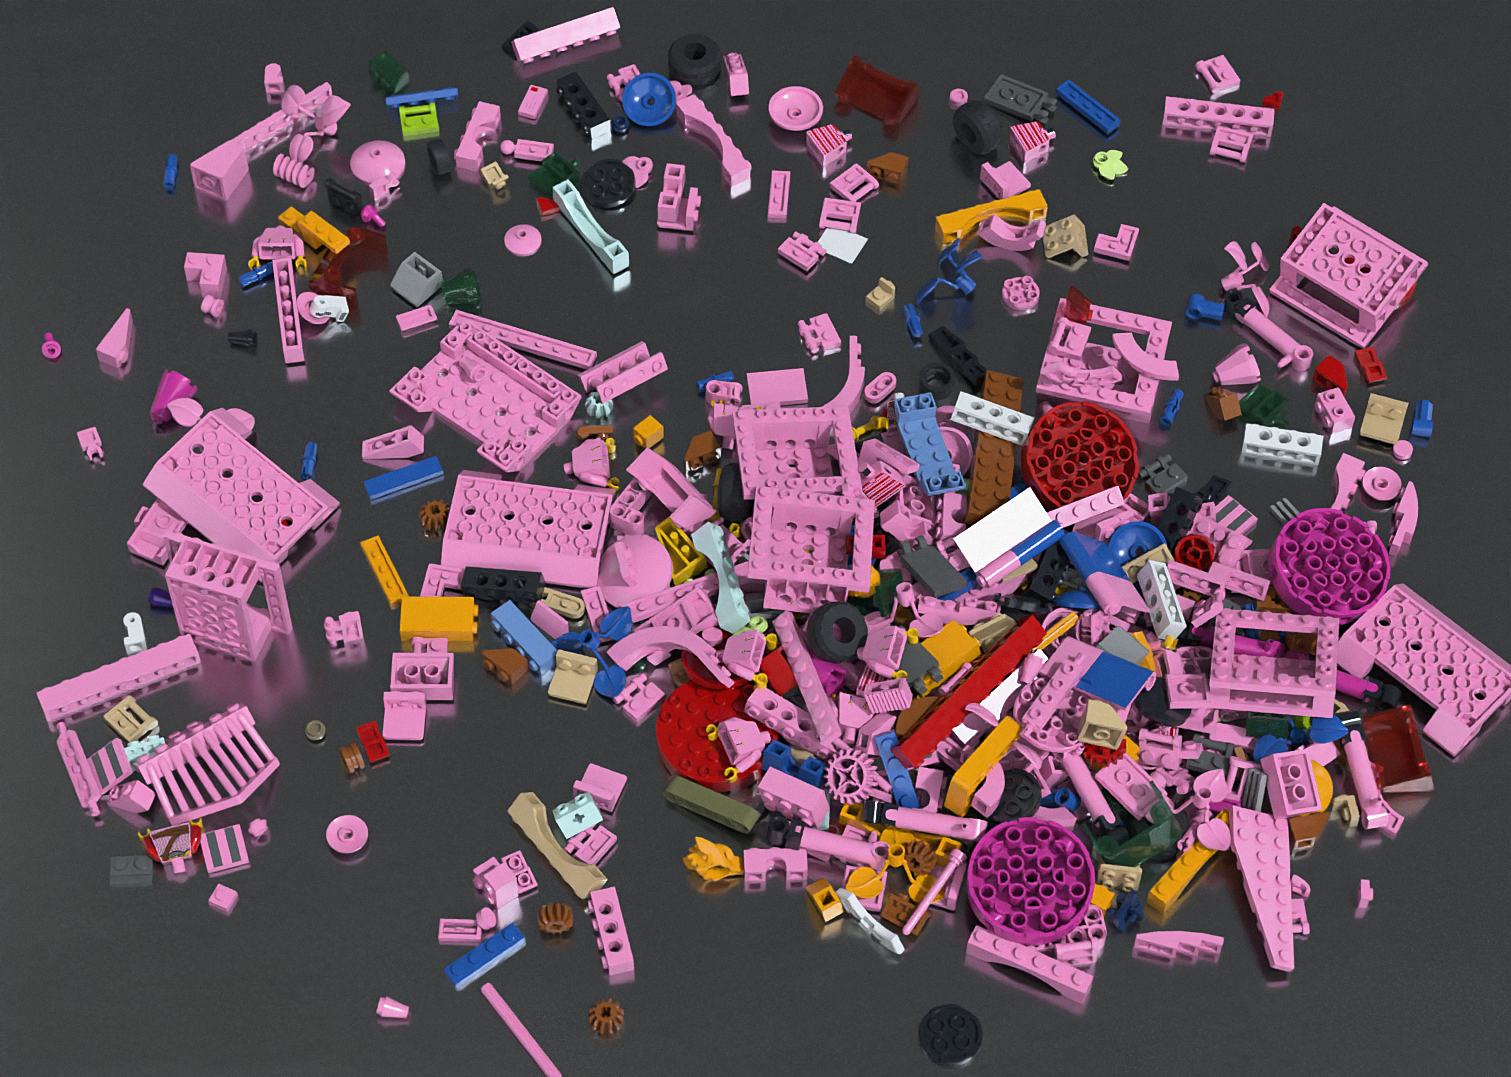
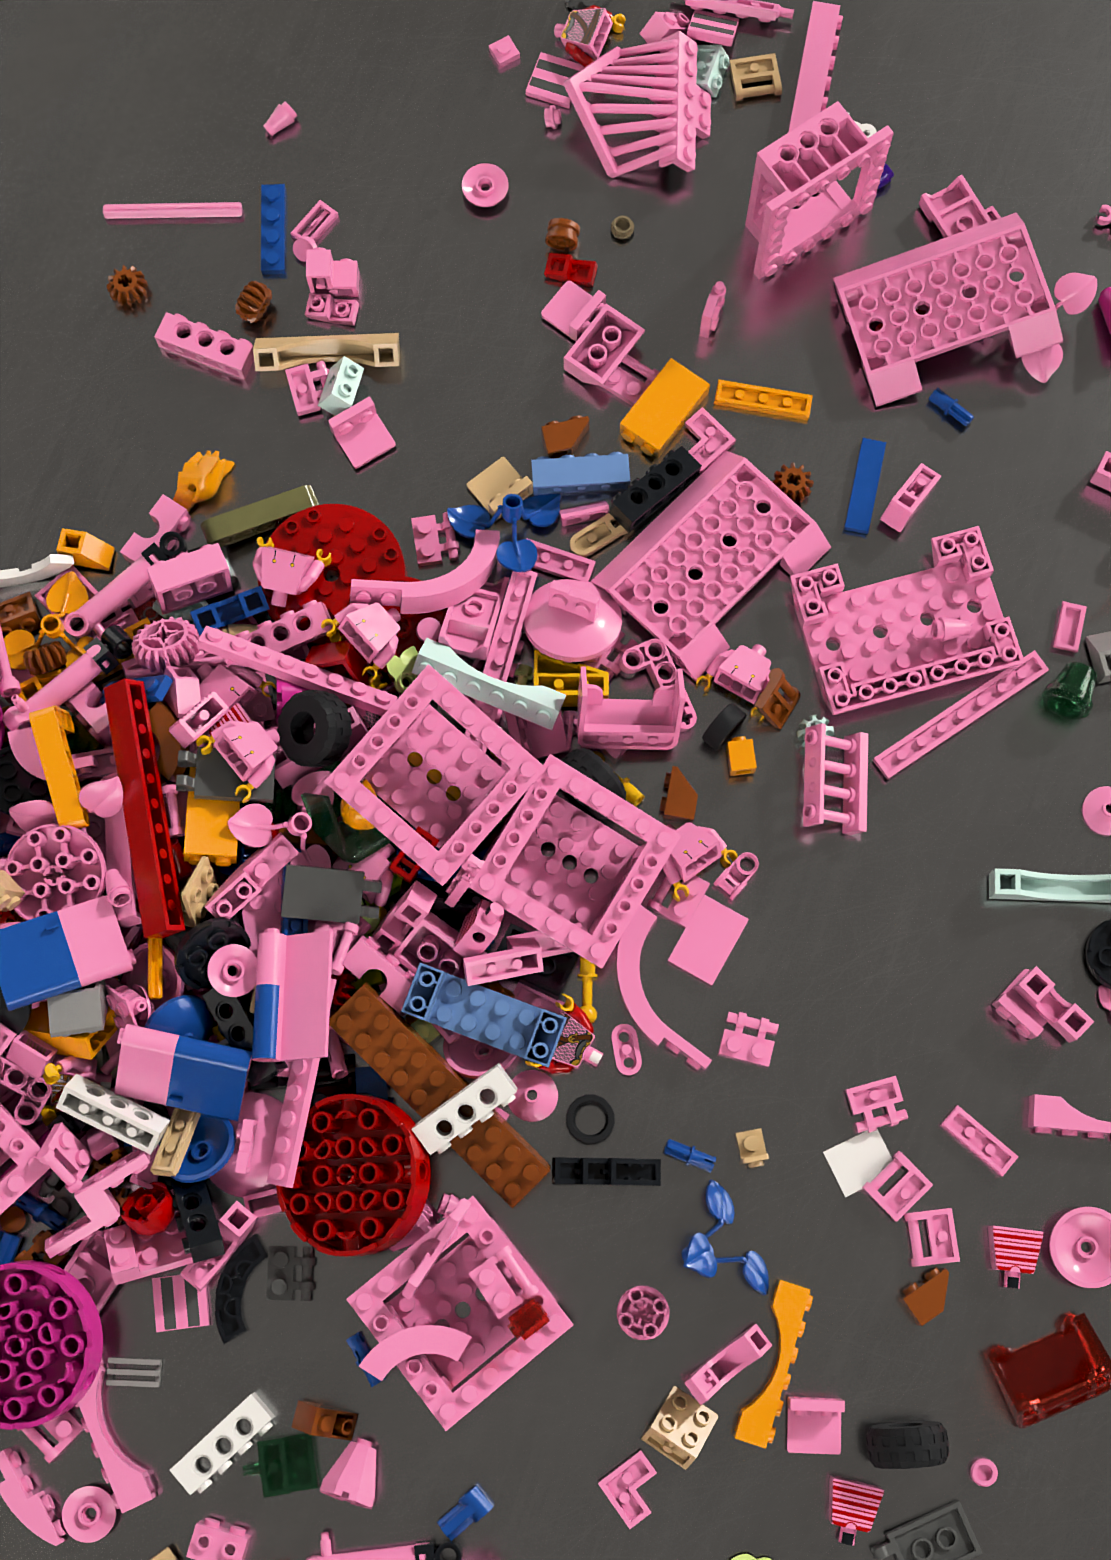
camera: 130 degrees right, 20 degrees up
(633, 441) = (724, 726): none -> black tyre
(725, 377) = (763, 879): blue axle -> none
(1022, 584) = (246, 968): none -> bright pink dish
(1052, 695) = (63, 879): bright pink plate -> none

